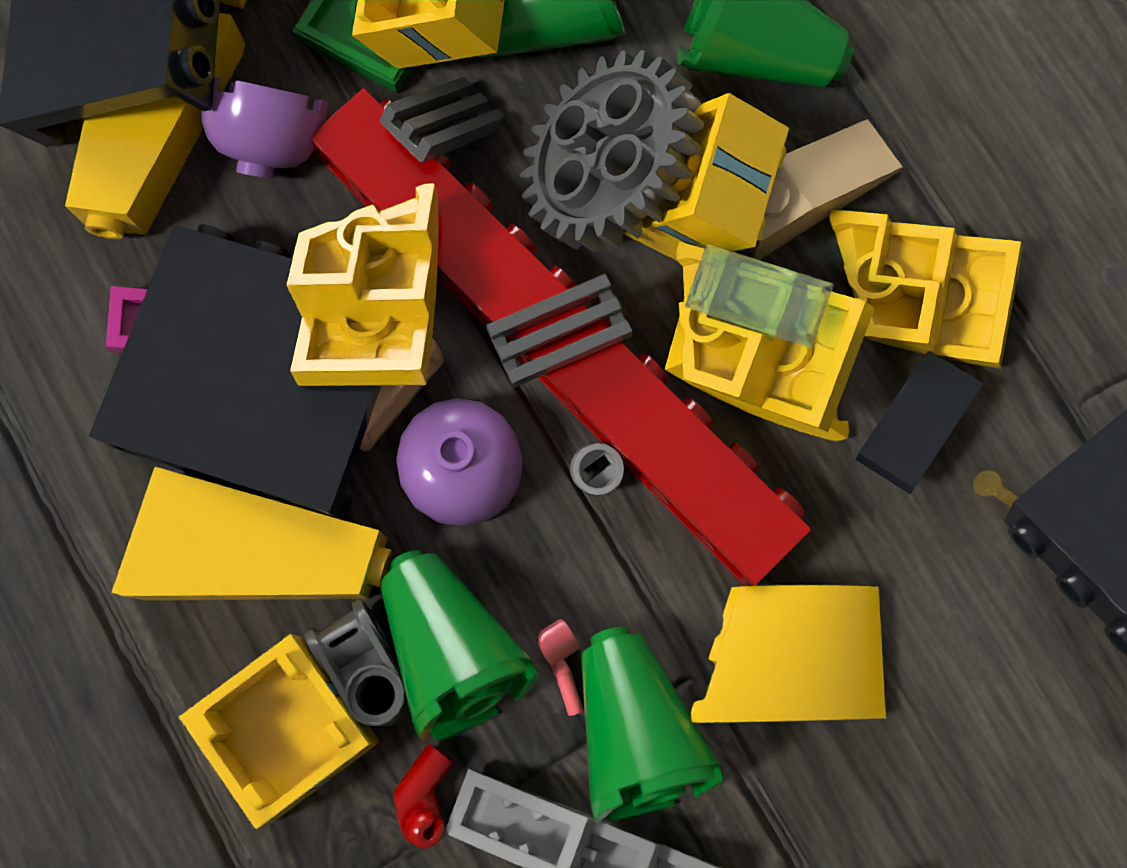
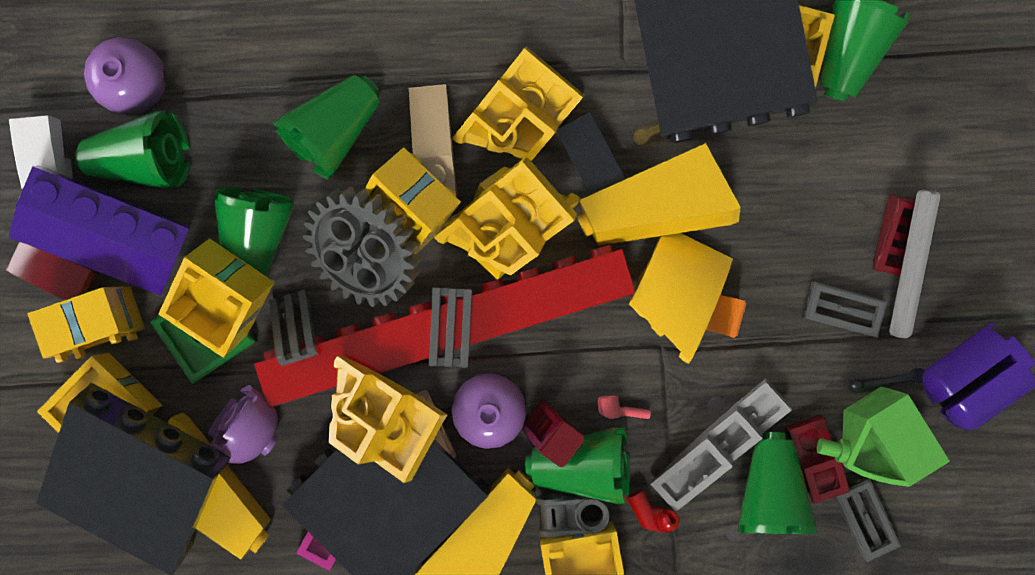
camera: 70 degrees left, 10 degrees up
(472, 568) = (552, 434): none -> dark red slope
(604, 479) = (537, 341): light grey hinge -> none
(638, 731) = (675, 390): green cone -> none
(759, 295) = (489, 215): clear light blue tile -> none
(791, 750) = (727, 316): none -> orange slope
(916, 557) = (662, 201): none -> yellow slope

